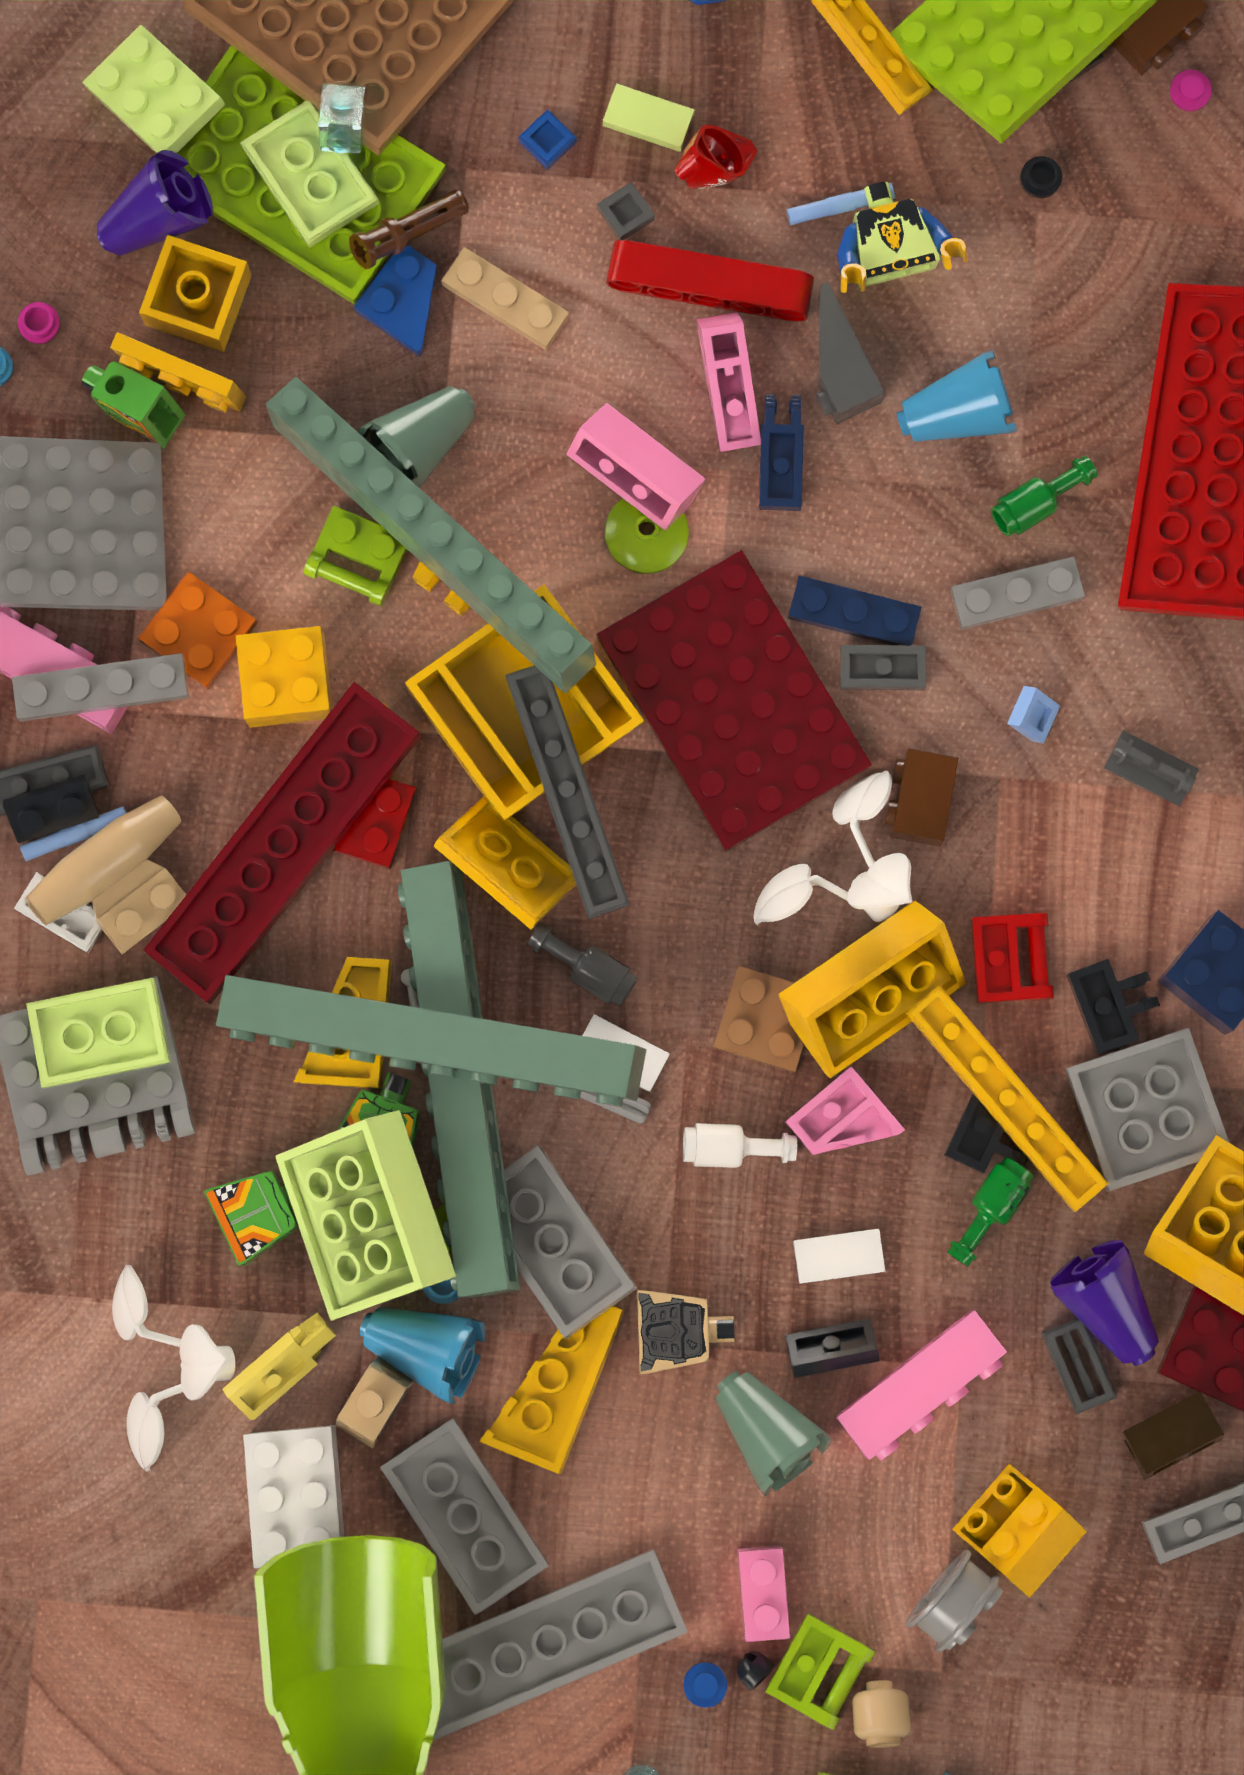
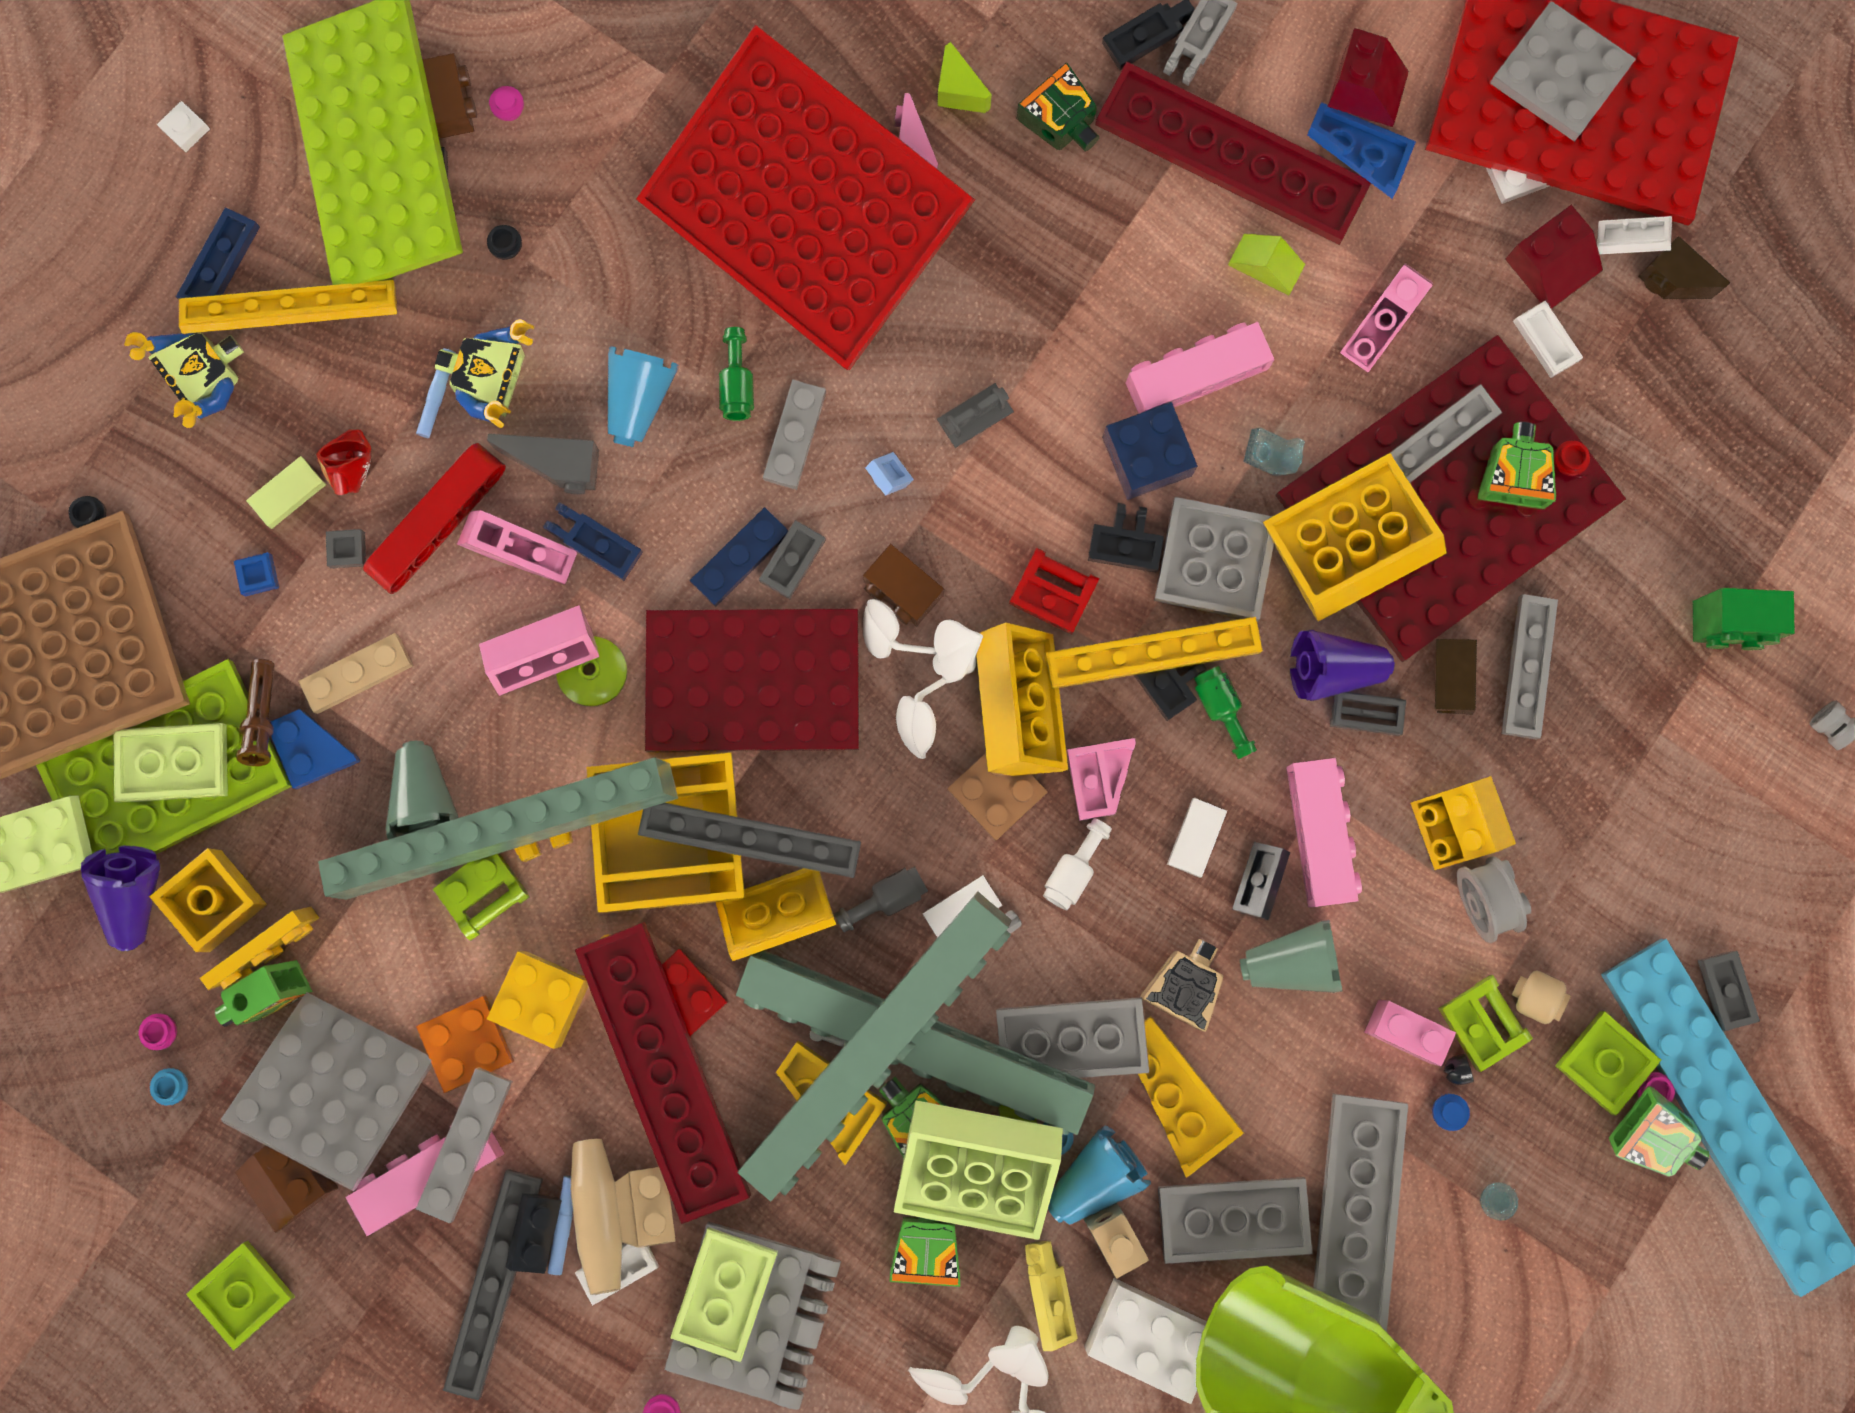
camera: 65 degrees left, 0 degrees up
(341, 118) = (143, 715): clear light blue bracket -> none

